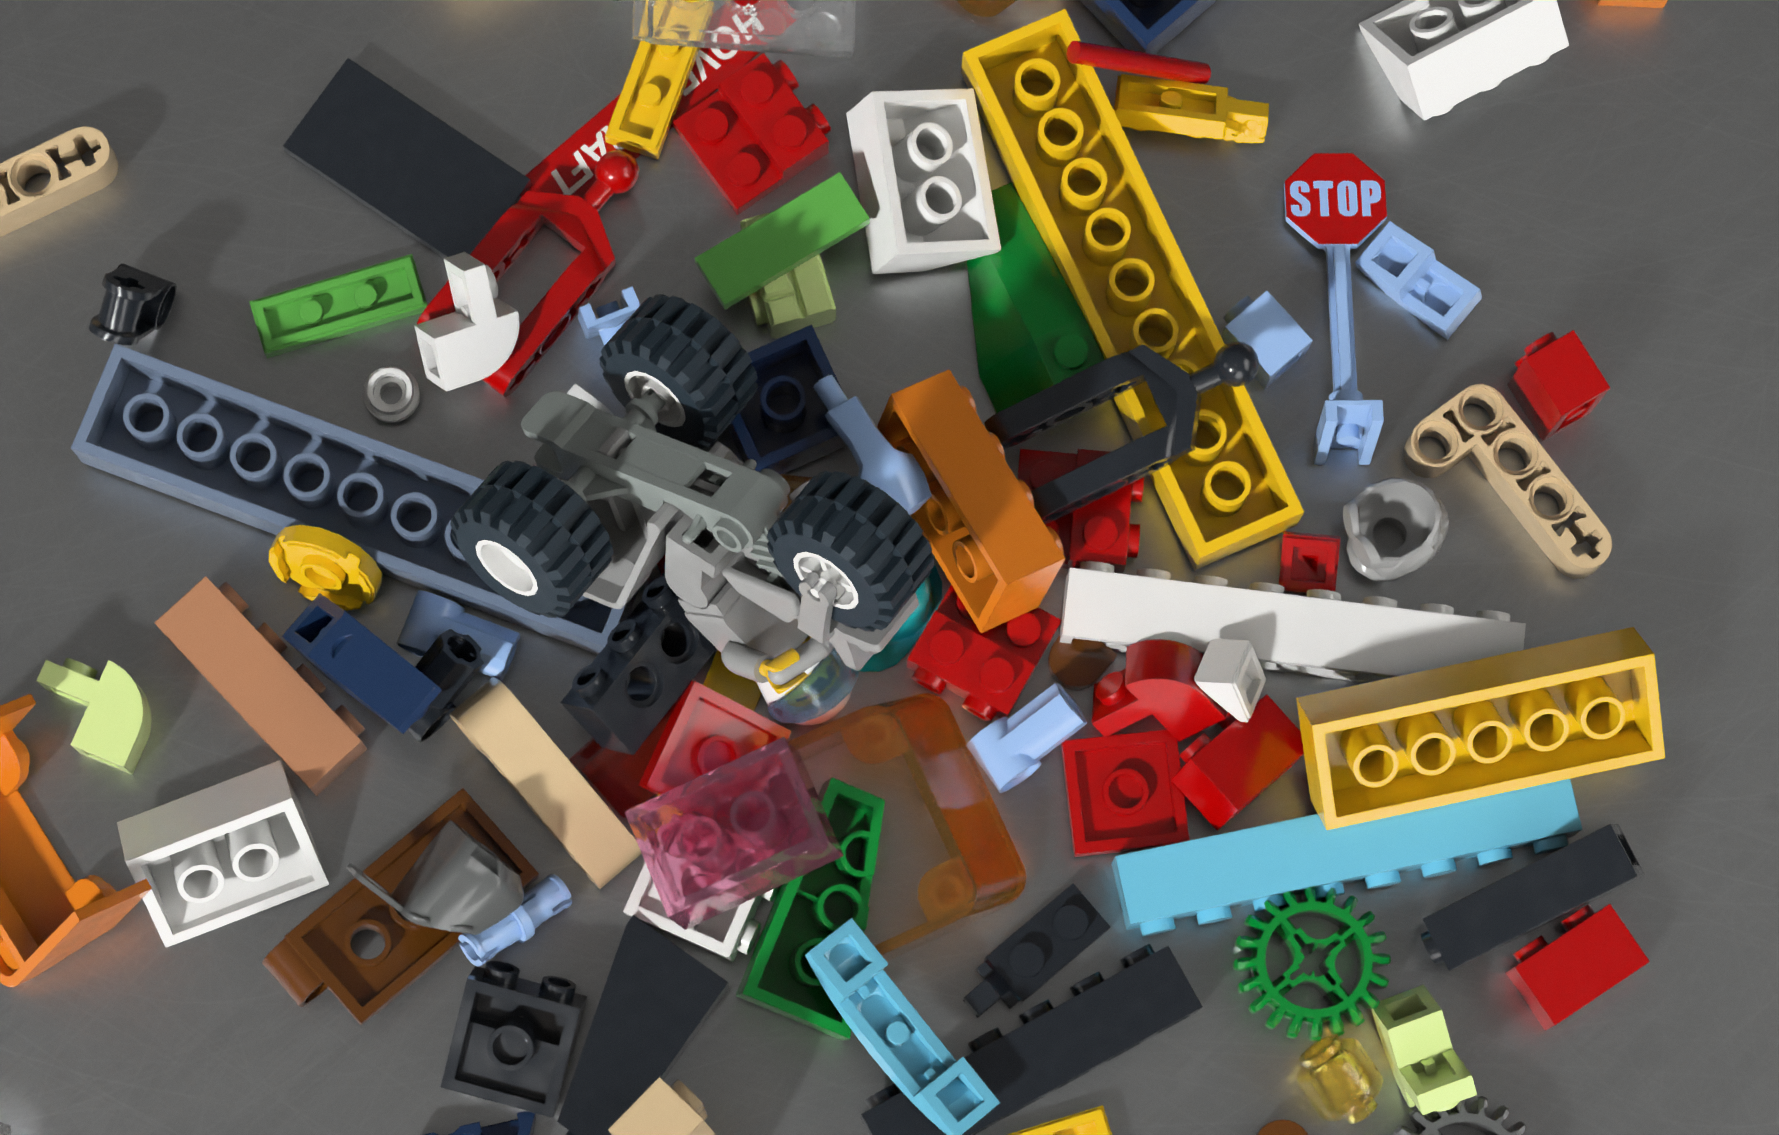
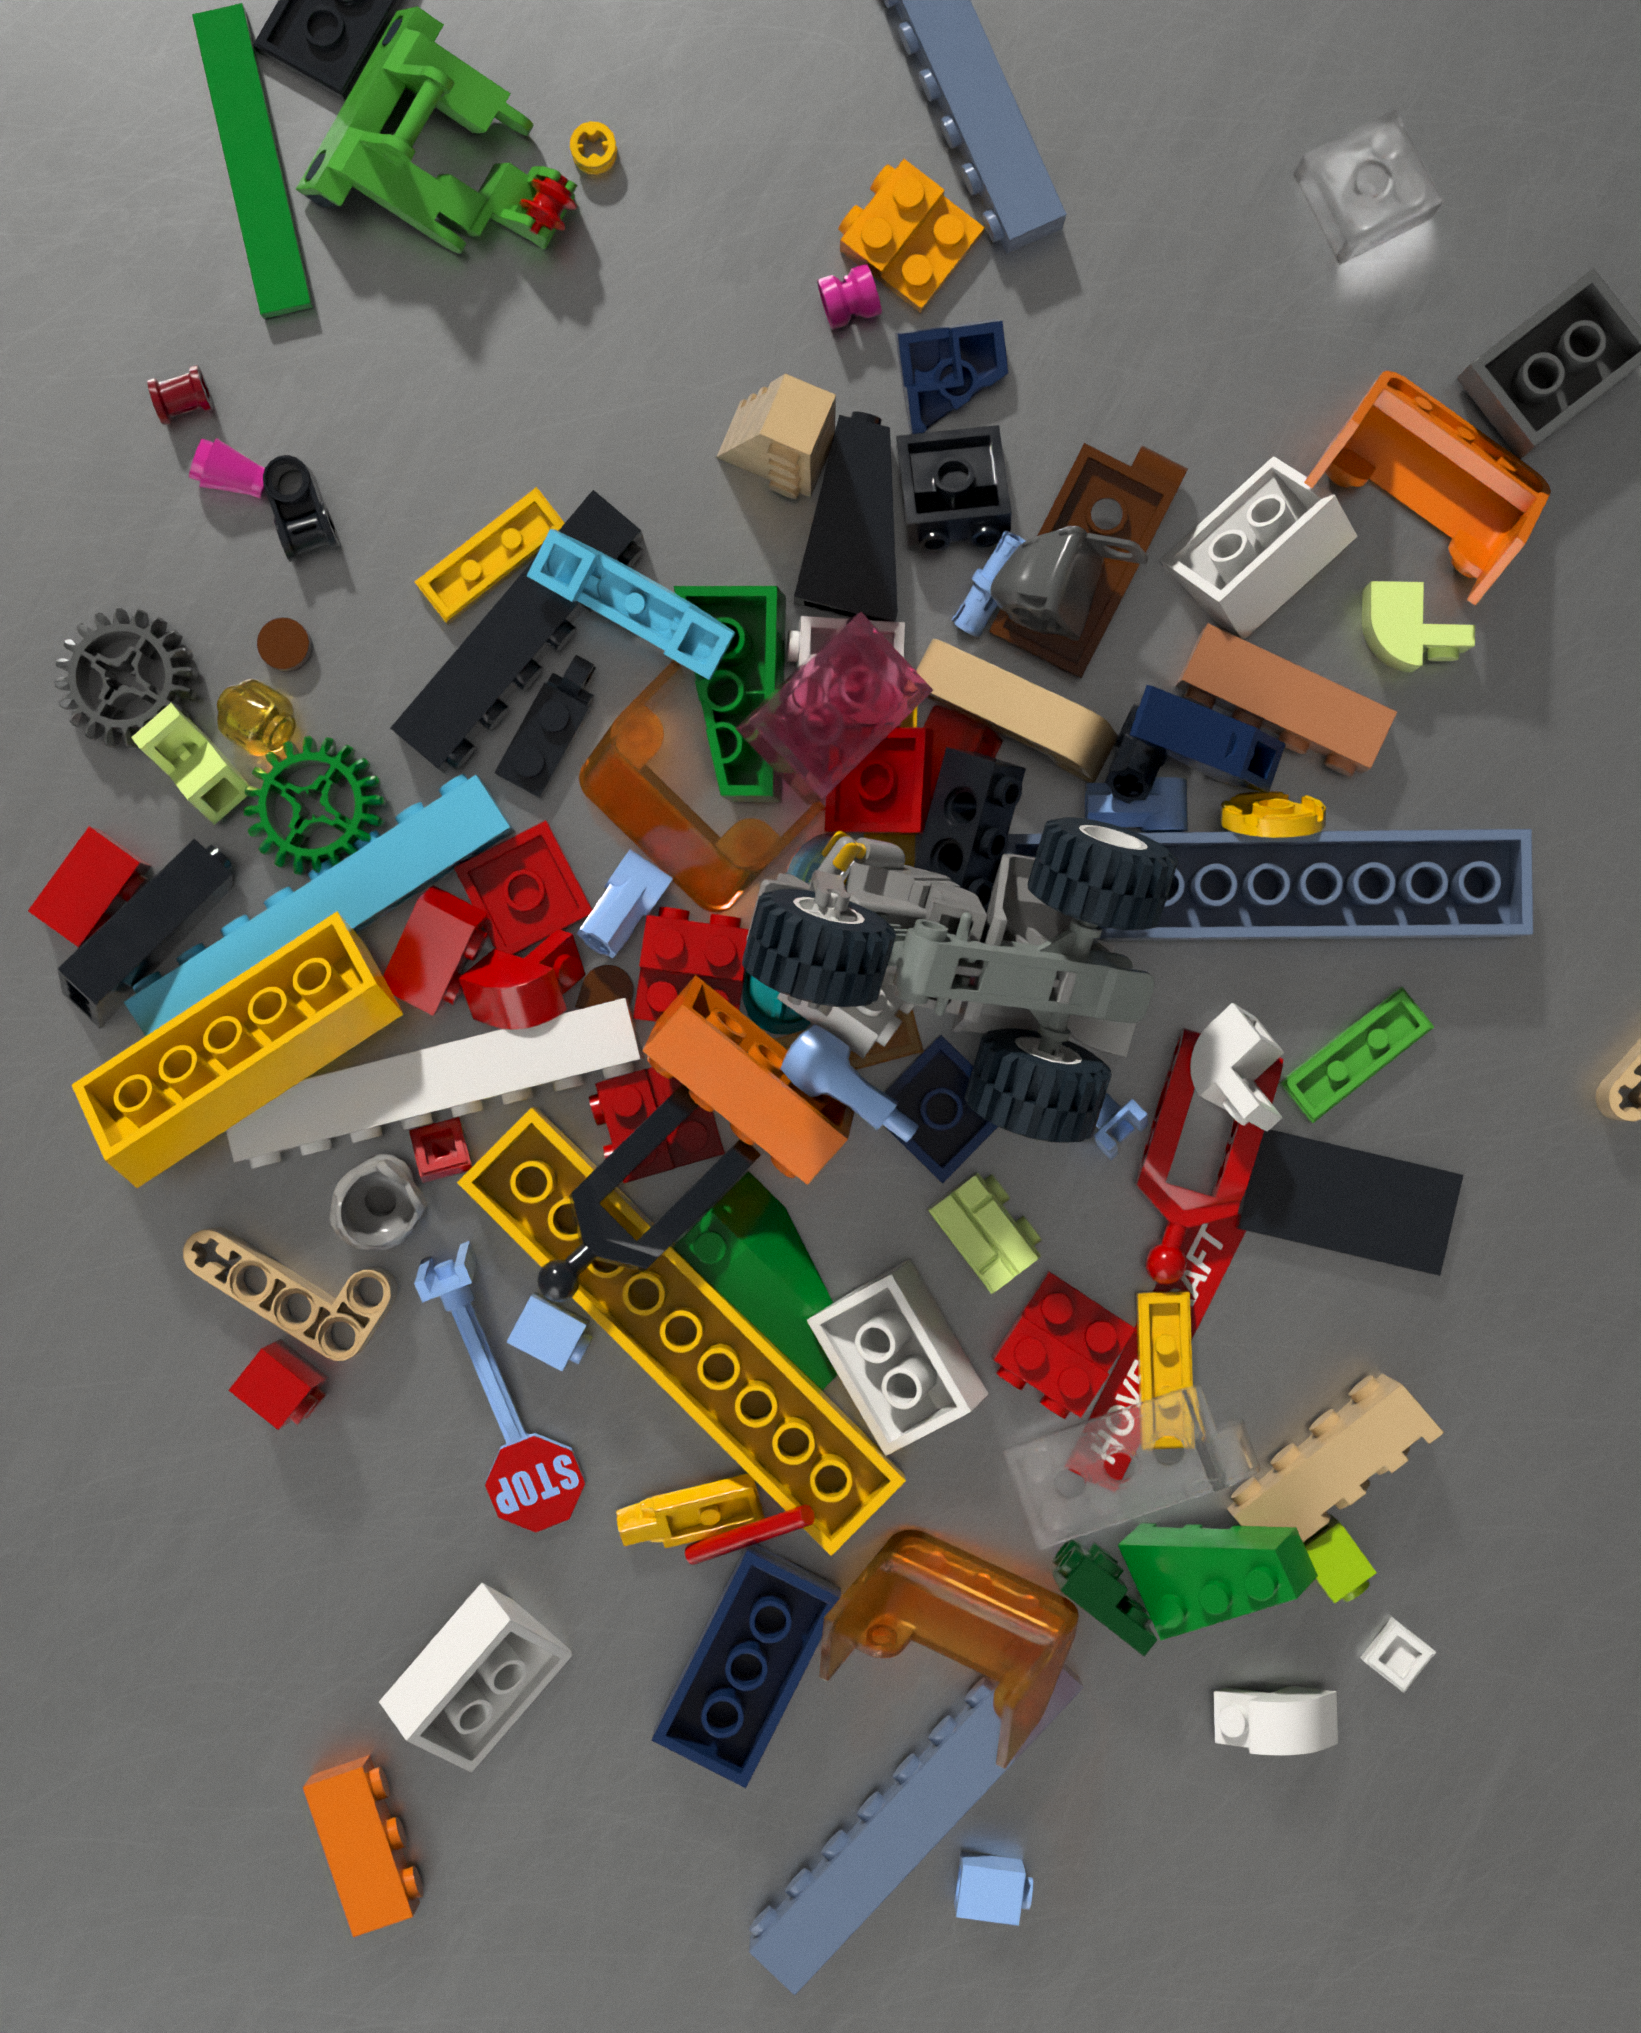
camera: 160 degrees right, 10 degrees up
(132, 305) = (1533, 978): black piece -> none
(391, 377) = (1296, 994): white plate -> none
(782, 240) = (997, 1250): bright green tile -> none
(1231, 676) = (467, 1014): white slope -> none
(1417, 281) = (437, 1439): light blue slope -> none

